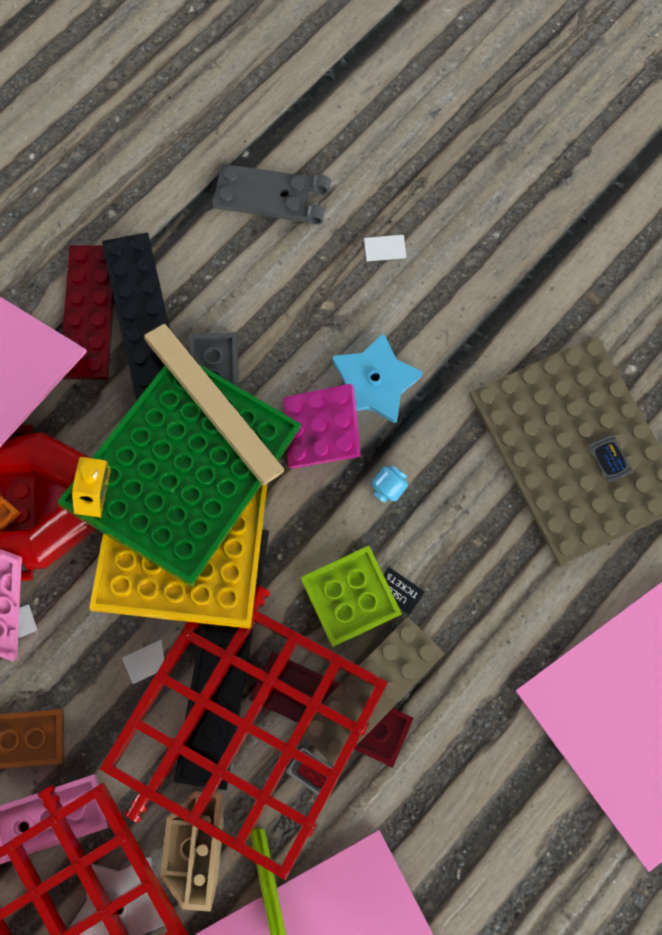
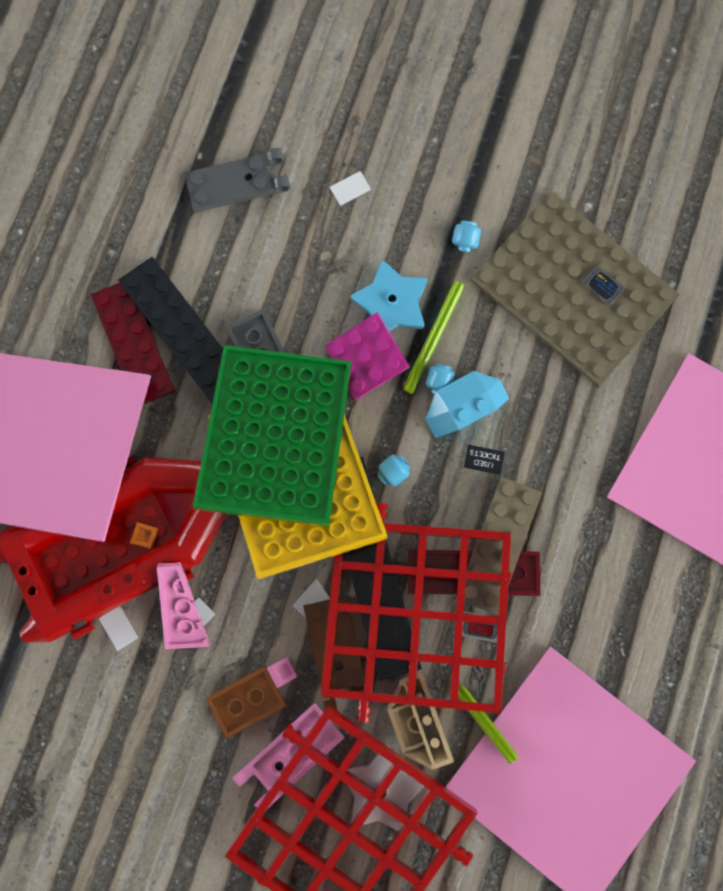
camera: 20 degrees left, 5 degrees up
(75, 724) = (282, 672): none -> bright pink plate
(92, 482) = (215, 481): yellow torso -> none
(159, 716) = (352, 671): none -> reddish brown hinge
(214, 404) = (275, 375): tan tile -> none
(295, 559) = (394, 470): none -> medium azure head
(351, 596) = (450, 480): lime plate -> none
(402, 437) = (433, 337): none -> lime axle
(404, 519) = (464, 402): none -> medium azure wedge
(484, 345) = (466, 236): none -> medium azure head

